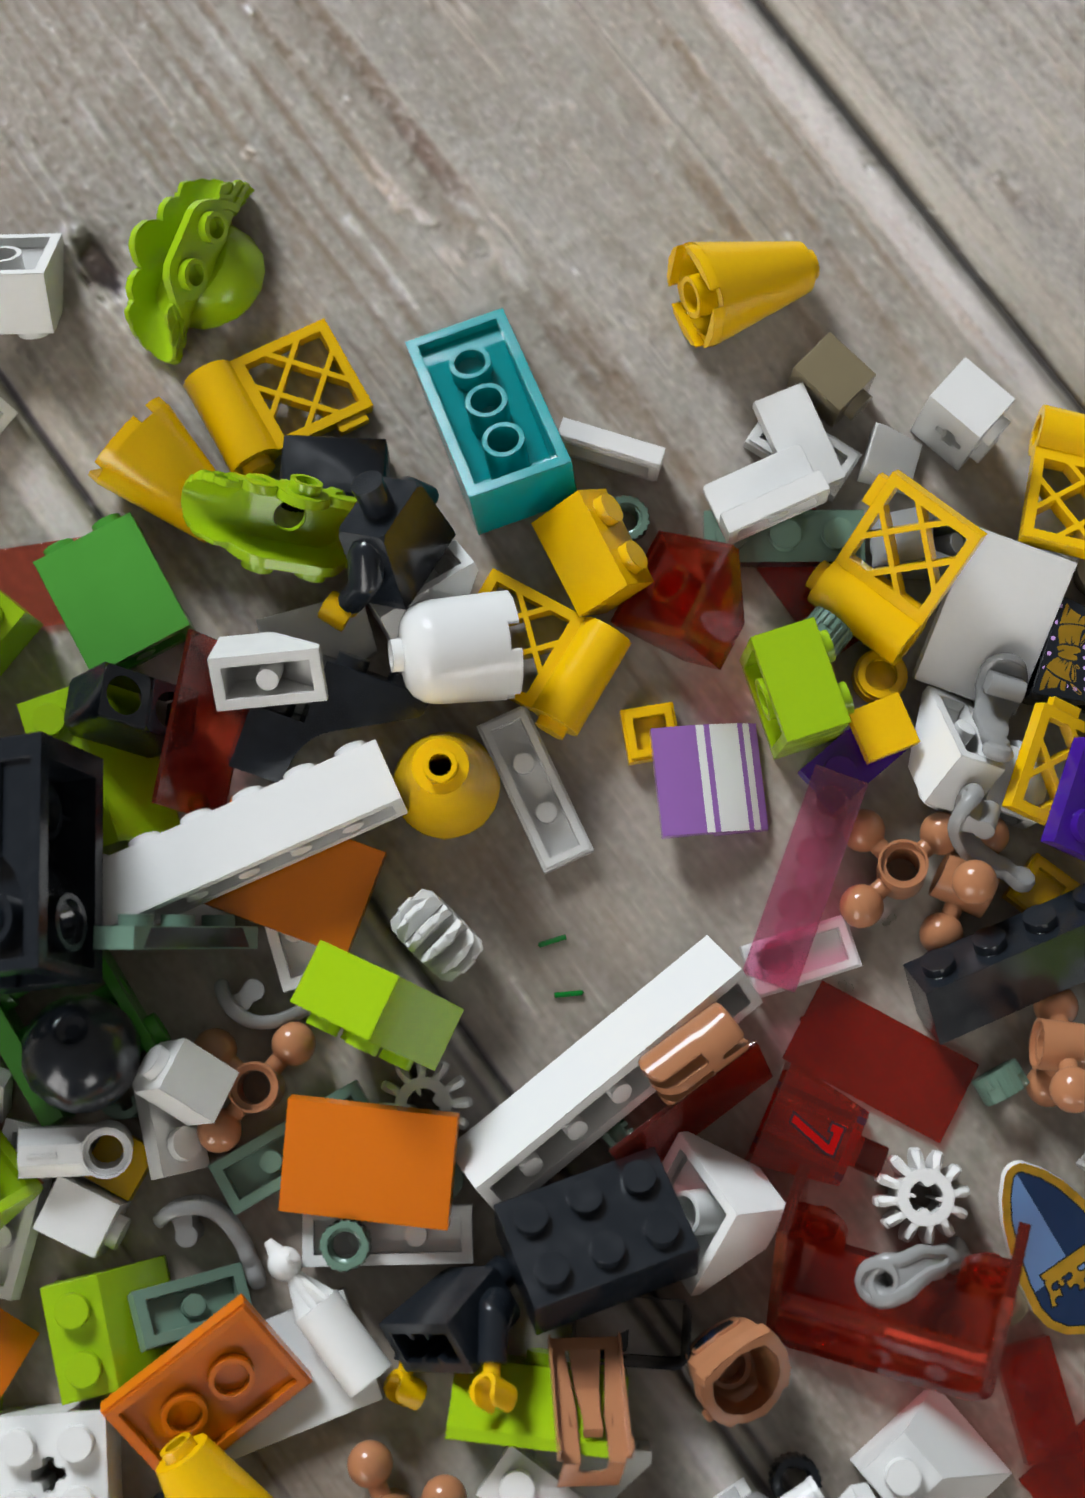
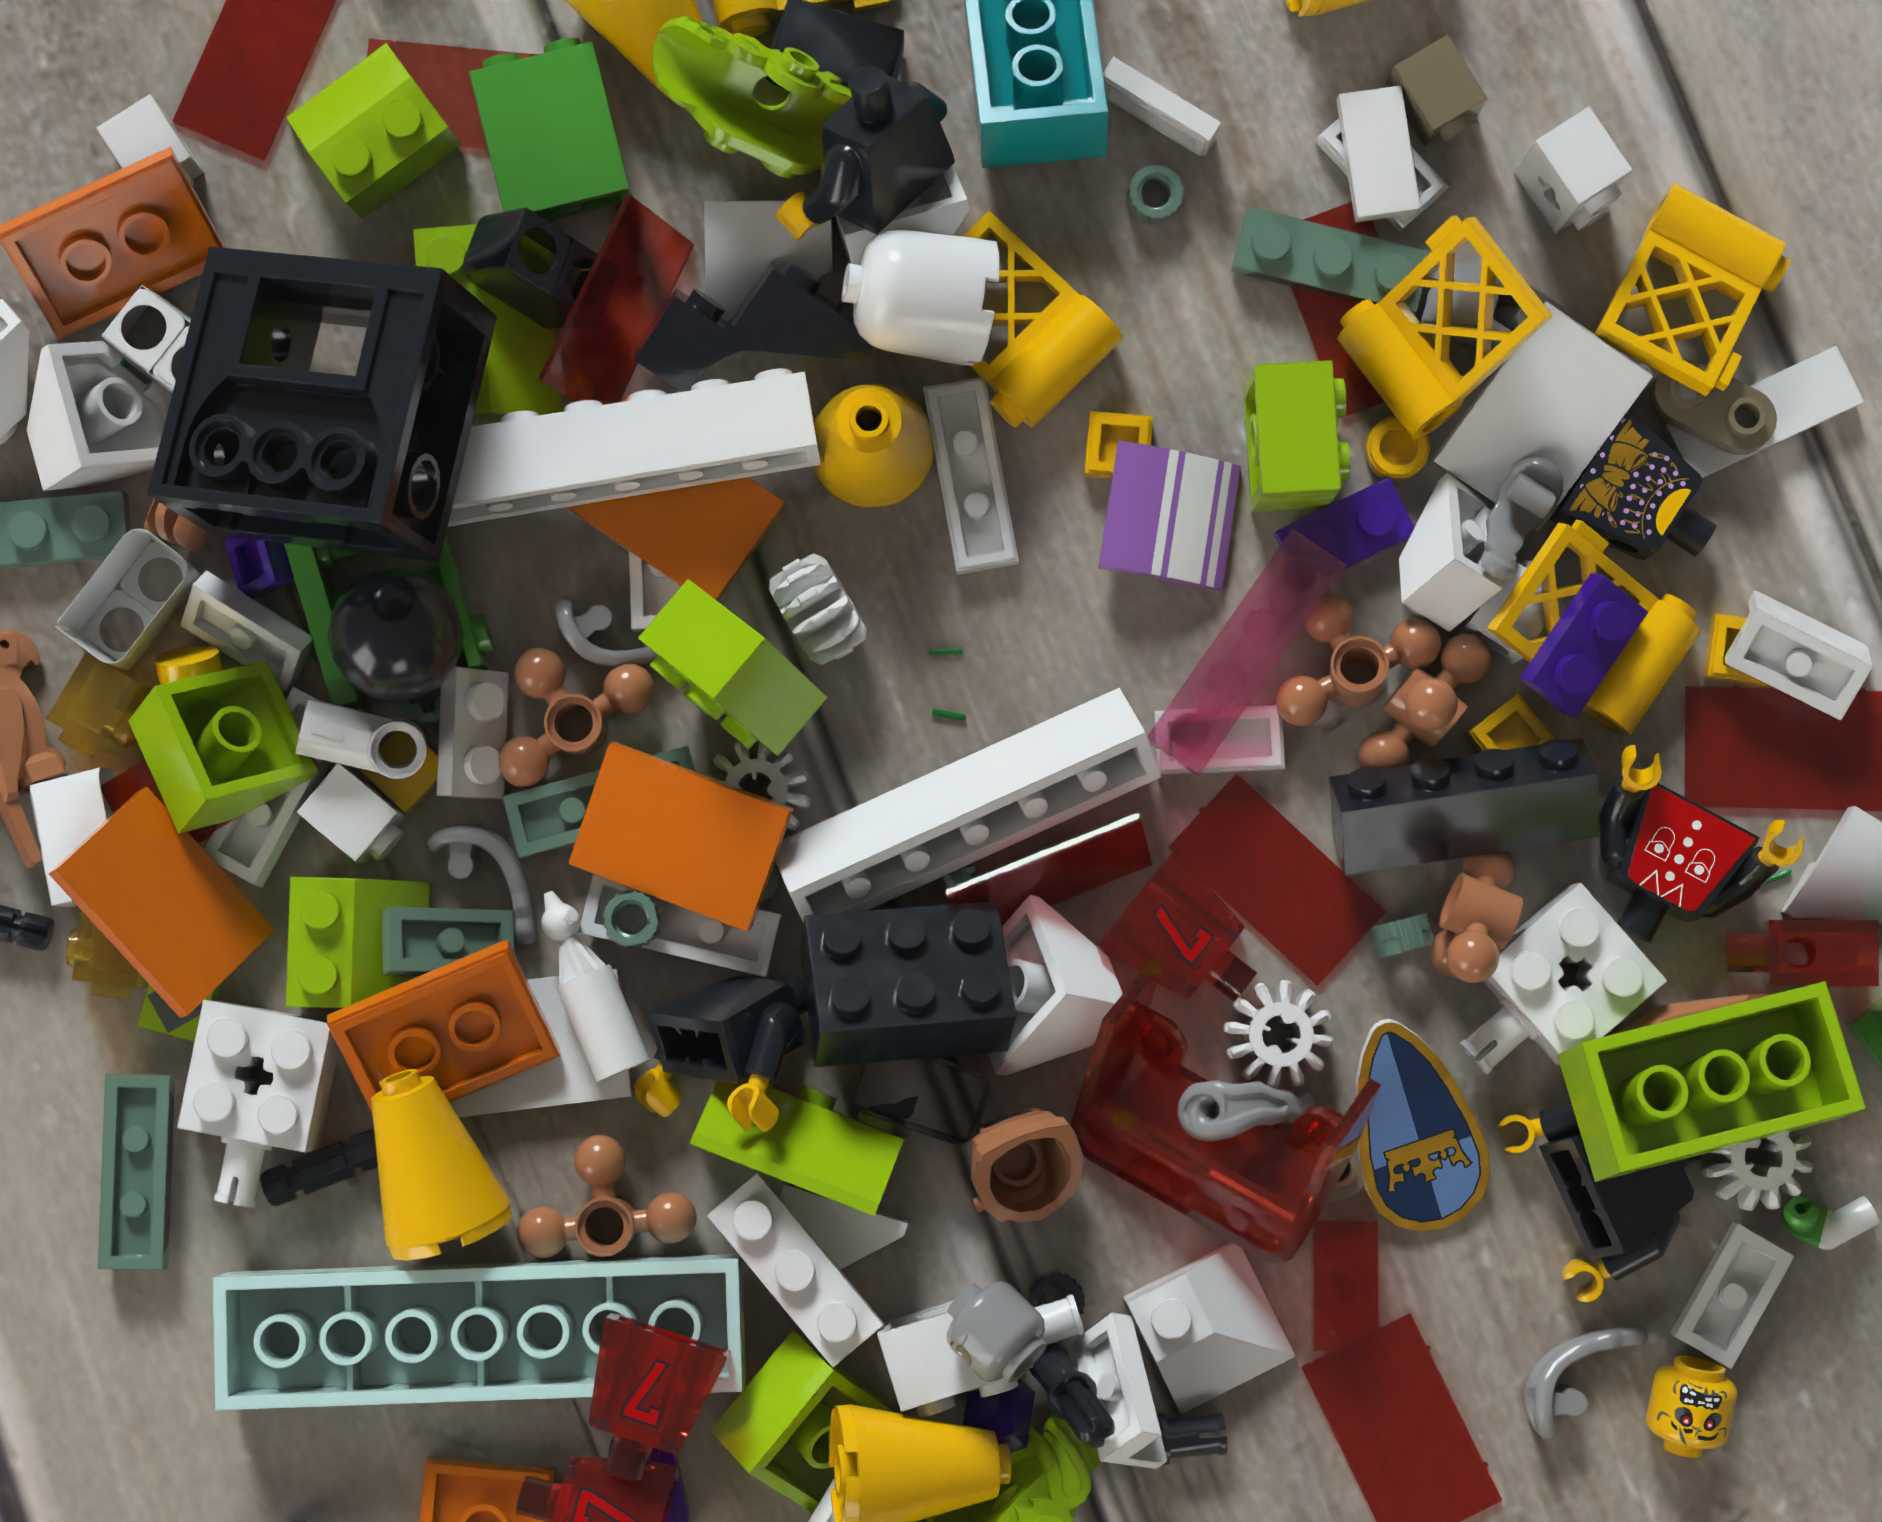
camera: 15 degrees right, 5 degrees up
(175, 932) = (530, 530): sand green plate -> none
(185, 1081) = (501, 696): white brick -> none
(265, 671) = (701, 264): white slope -> none
(585, 1368) = (858, 1118): nougat piece -> none
(593, 551) = (1106, 221): yellow brick -> none
(692, 604) = (1199, 303): clear red slope -> none
(693, 1053) = (1066, 809): nougat arm -> none
(765, 493) = (1321, 204): white panel -> none
(838, 631) = (1358, 383): sand green axle -> none
(883, 728) = (1380, 507): yellow tile -> none
(887, 452) = (1481, 194): white slope -> none
(977, 820) = (1450, 637): light grey piece -> none

